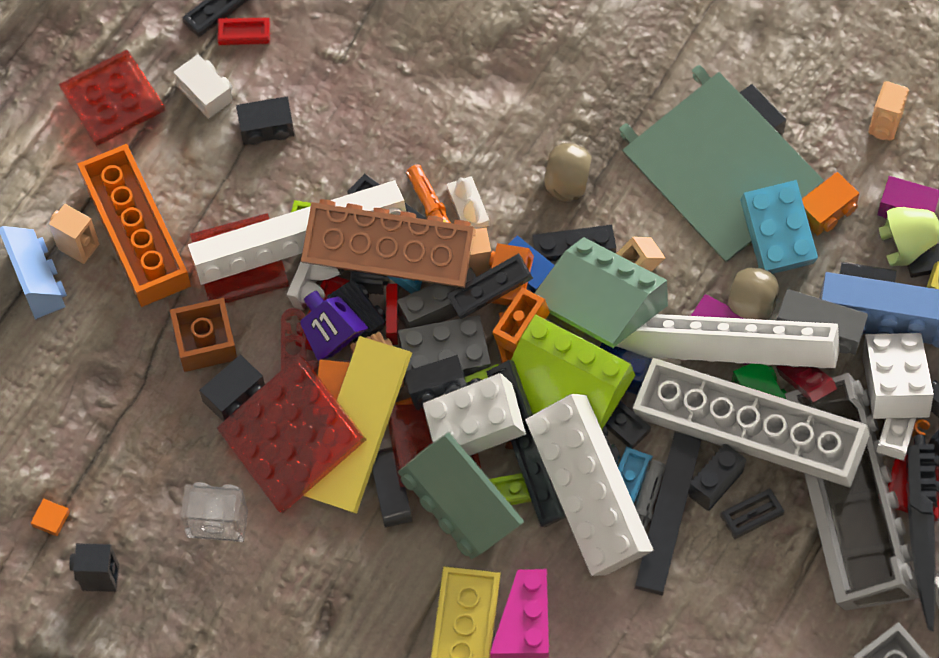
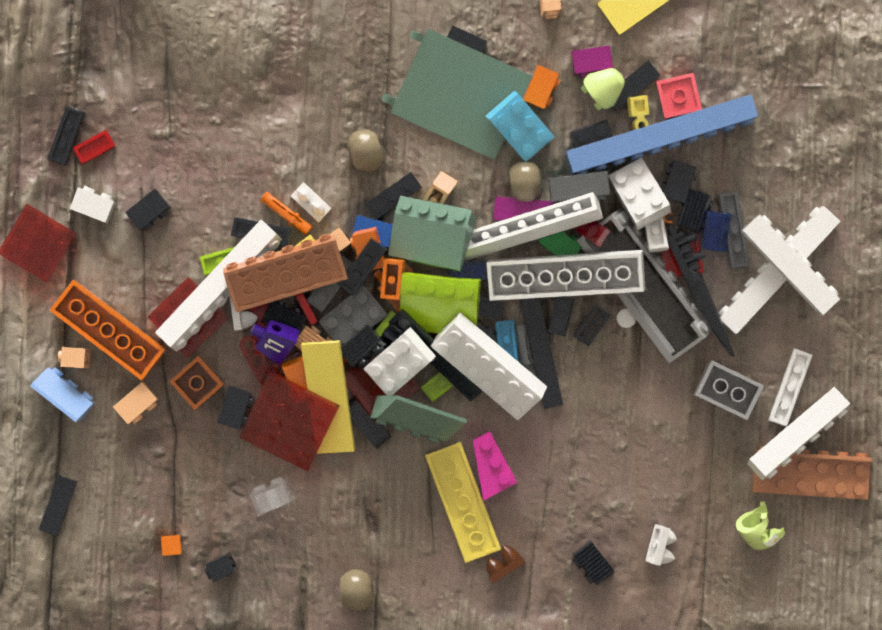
camera: 30 degrees left, 25 degrees up
(114, 325) = (136, 403): none -> light nougat brick
(803, 526) = (625, 318): none -> white tile

